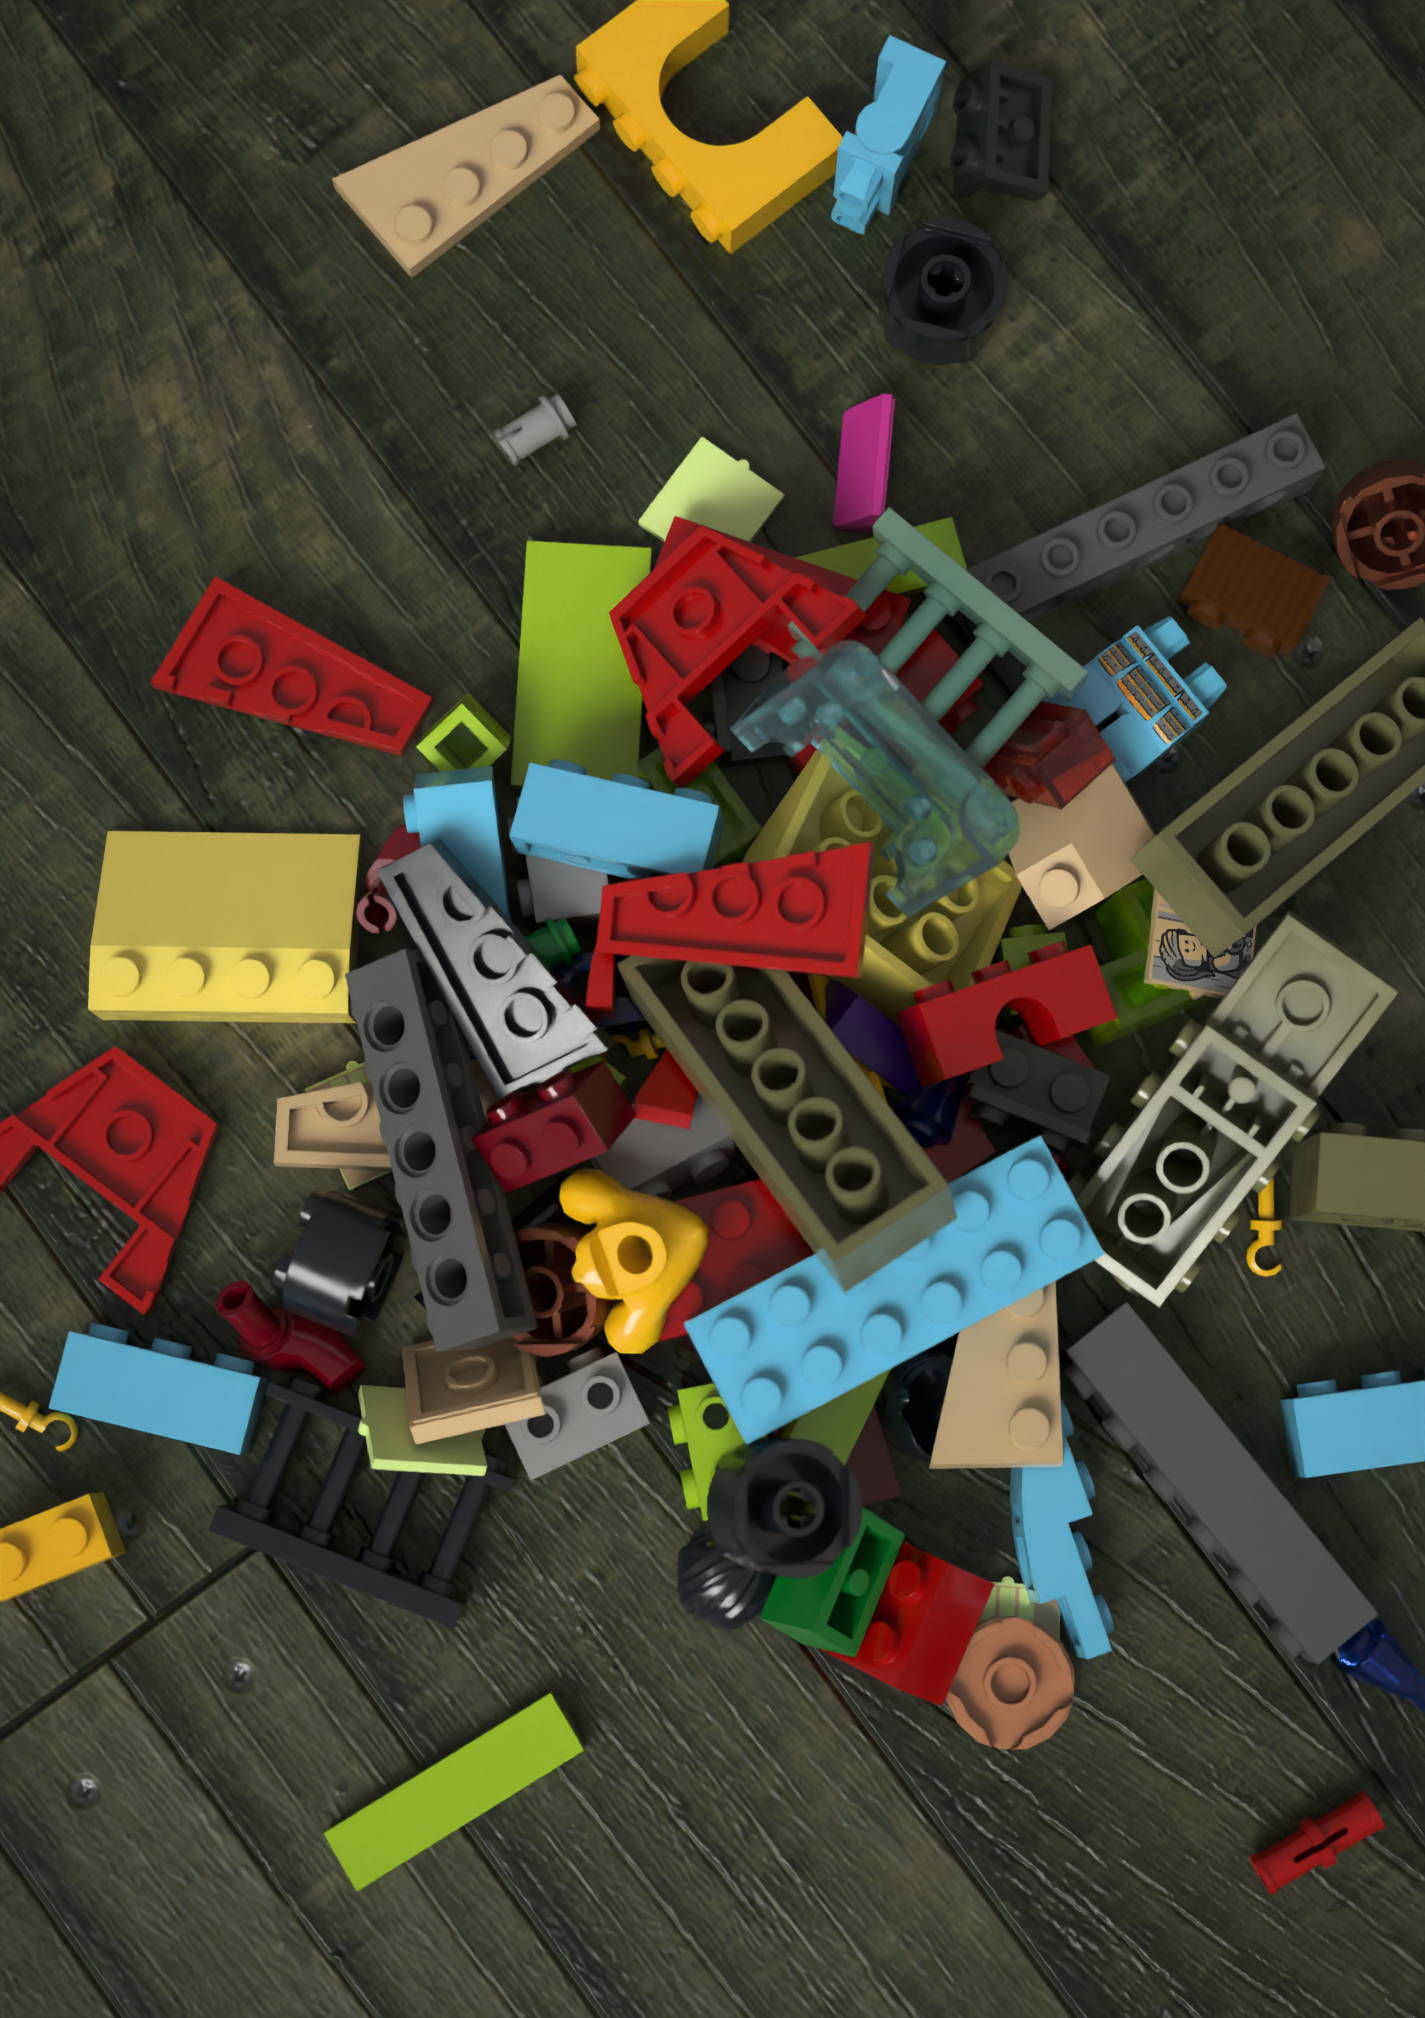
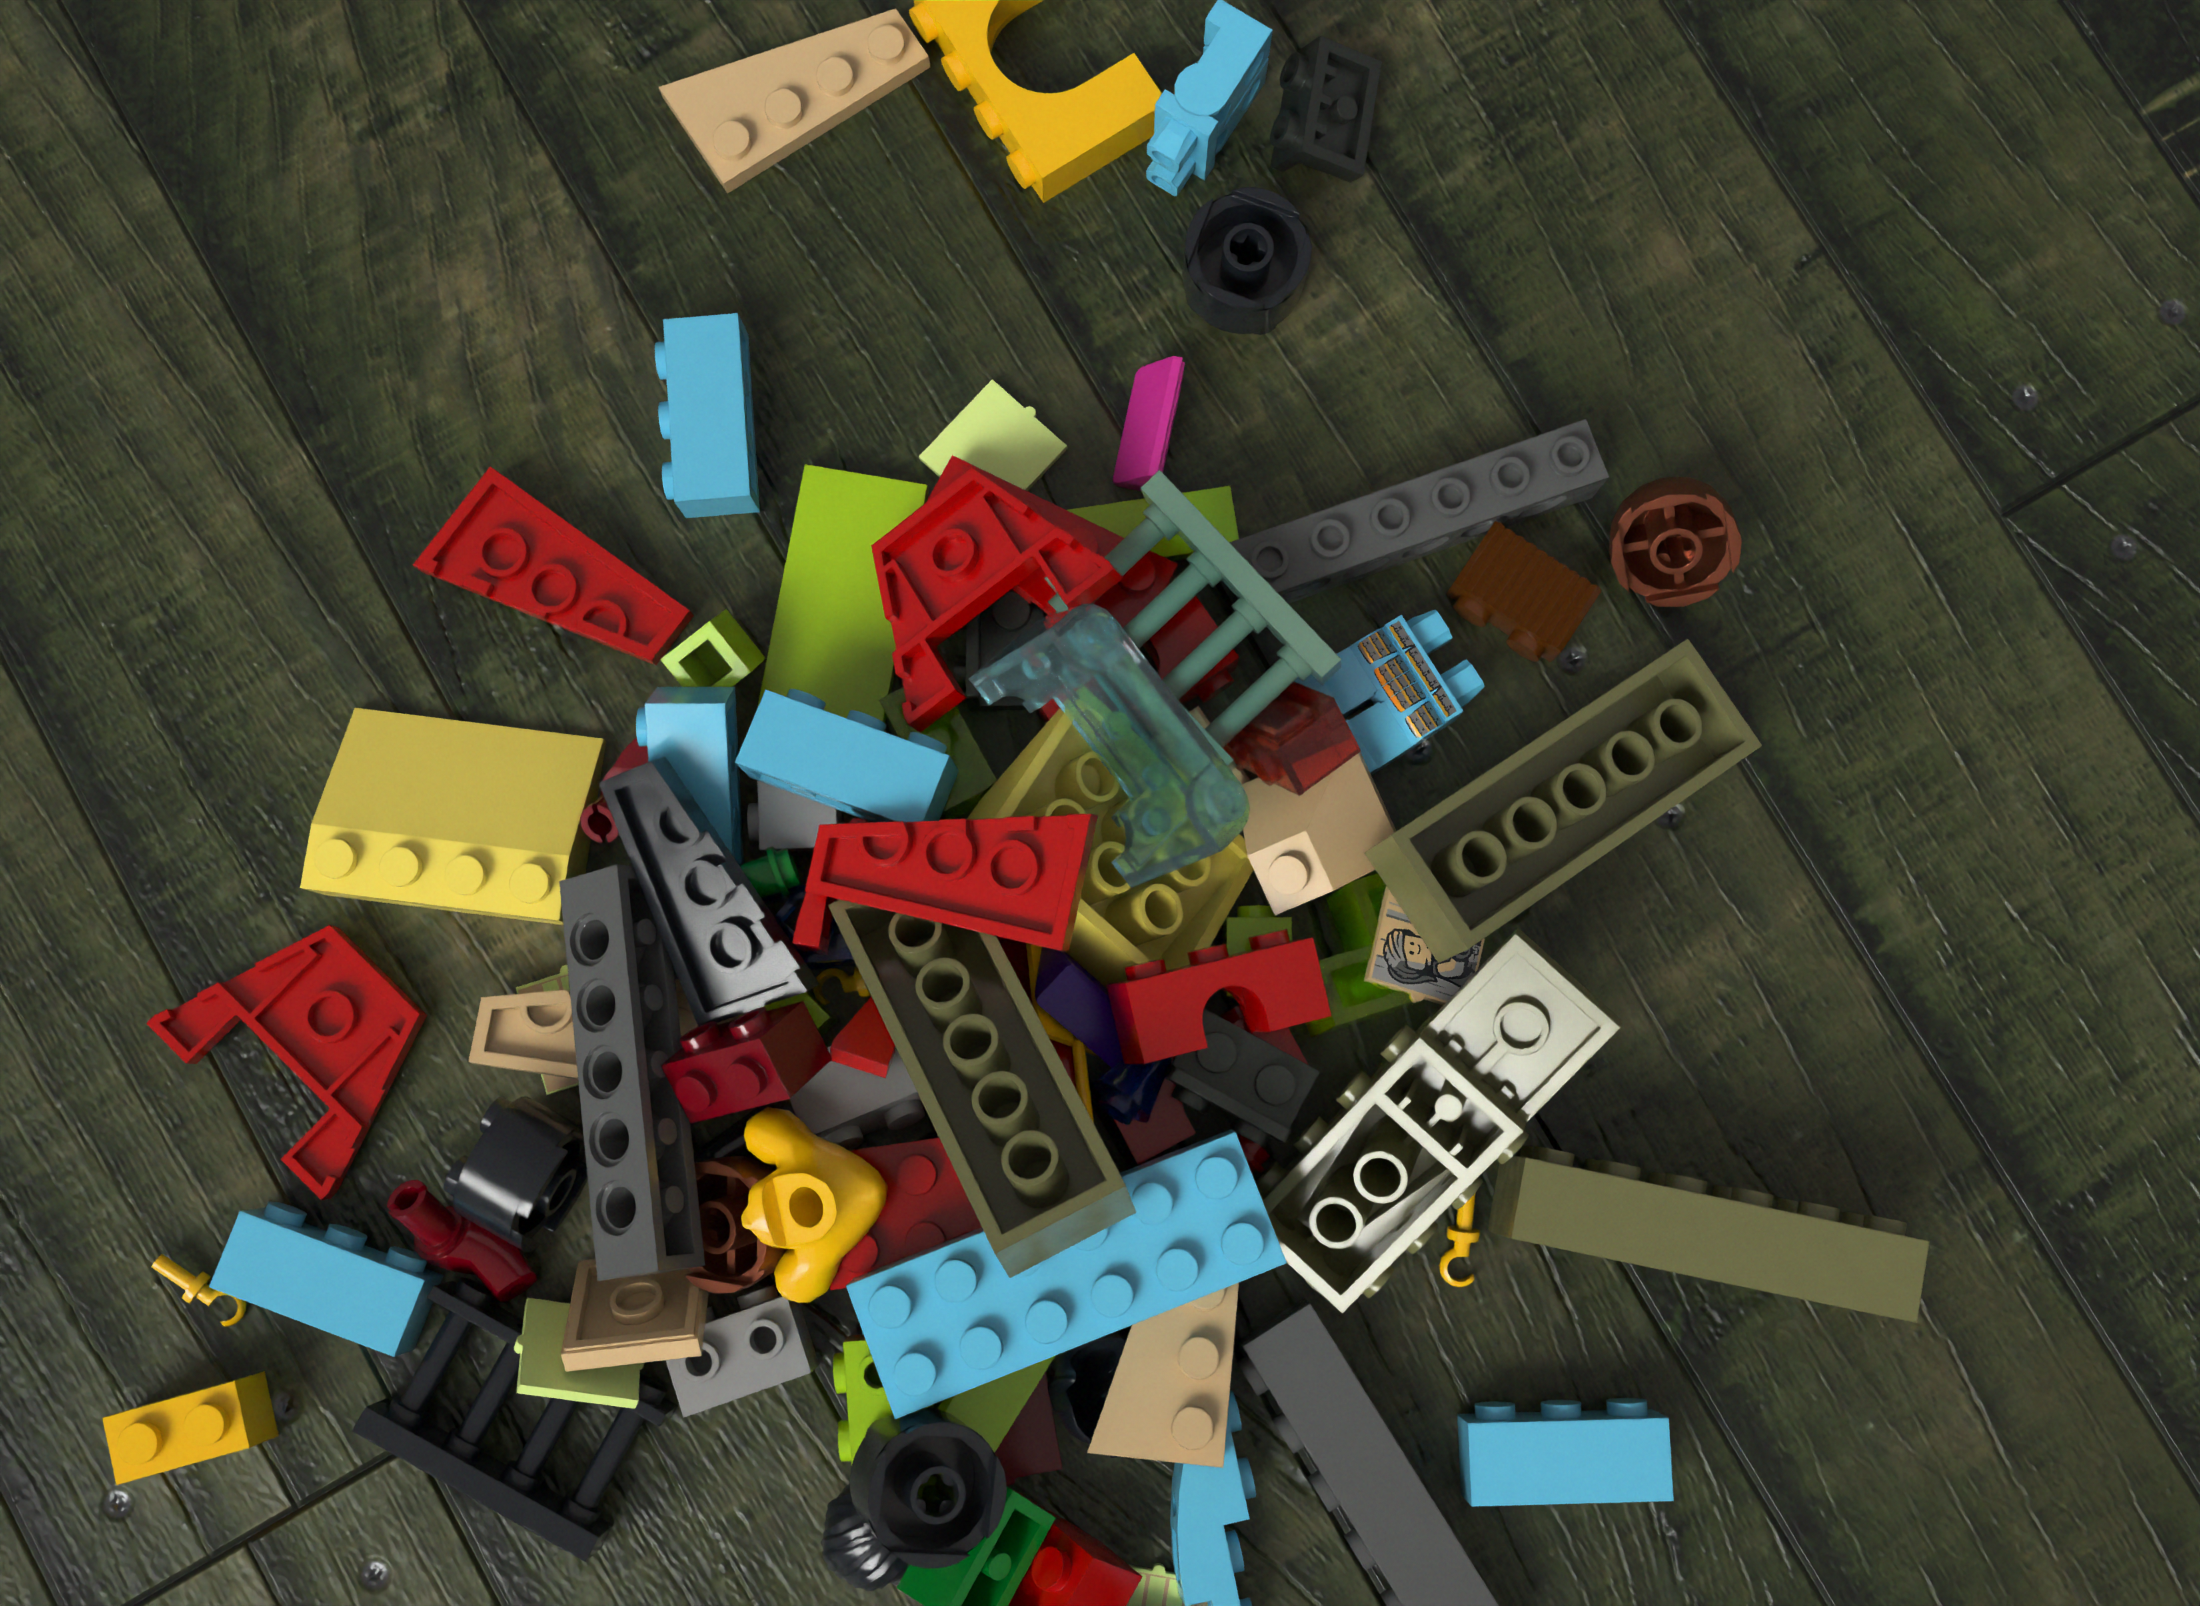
camera: 10 degrees right, 0 degrees up
(424, 503) = (708, 416): none -> medium azure brick
(535, 428) = (827, 354): light grey pin -> none

